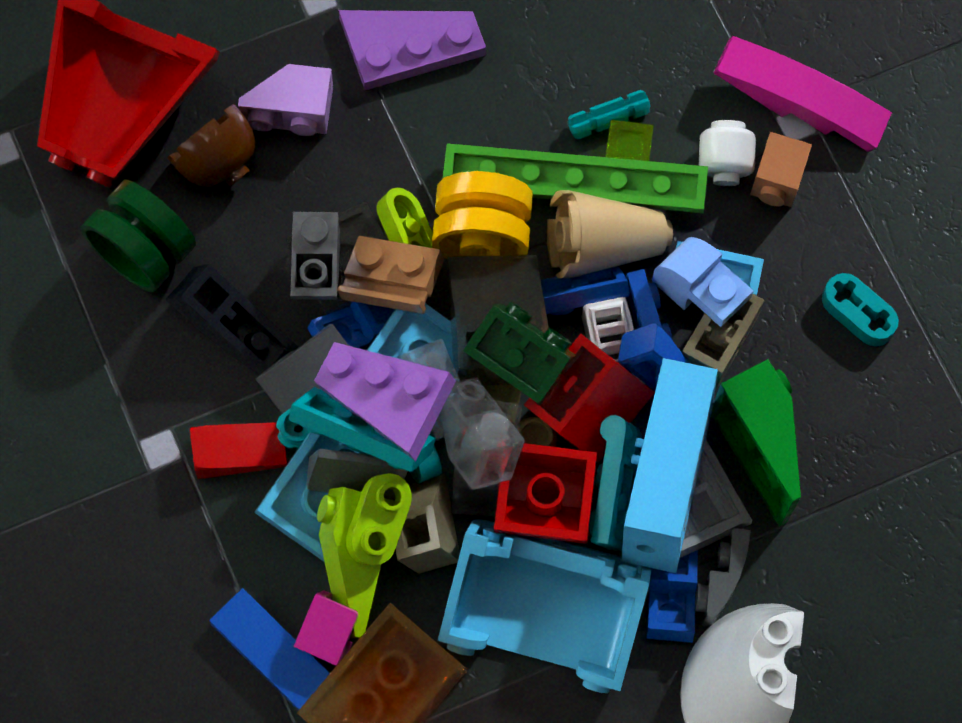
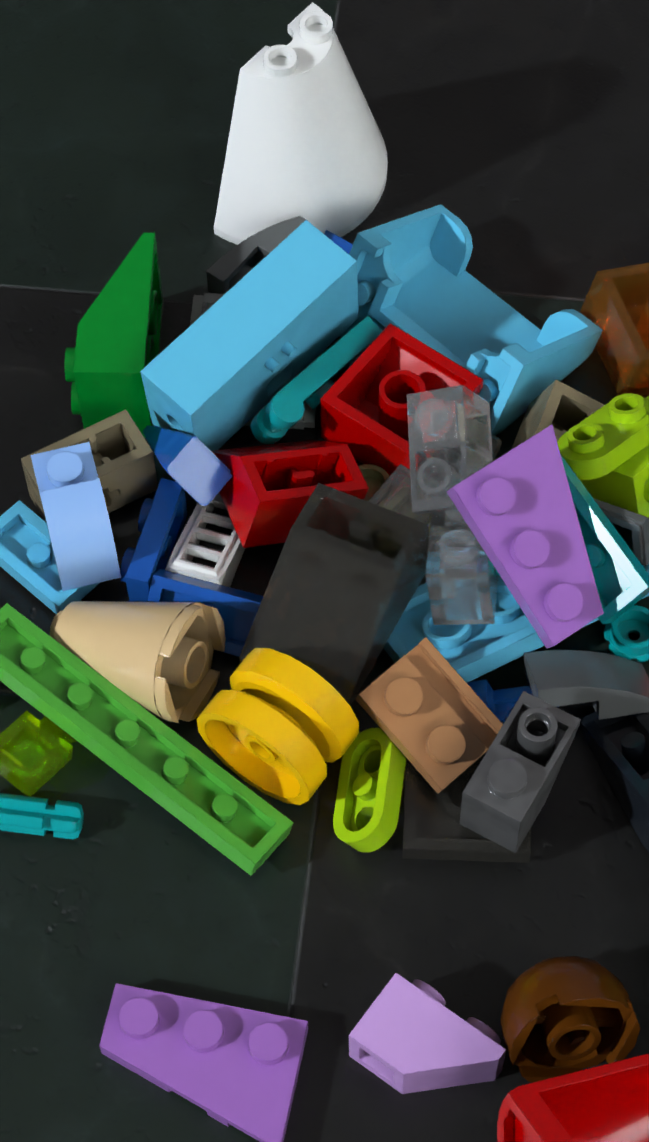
camera: 145 degrees left, 10 degrees down
(520, 351) = (346, 493): dark green bracket -> none

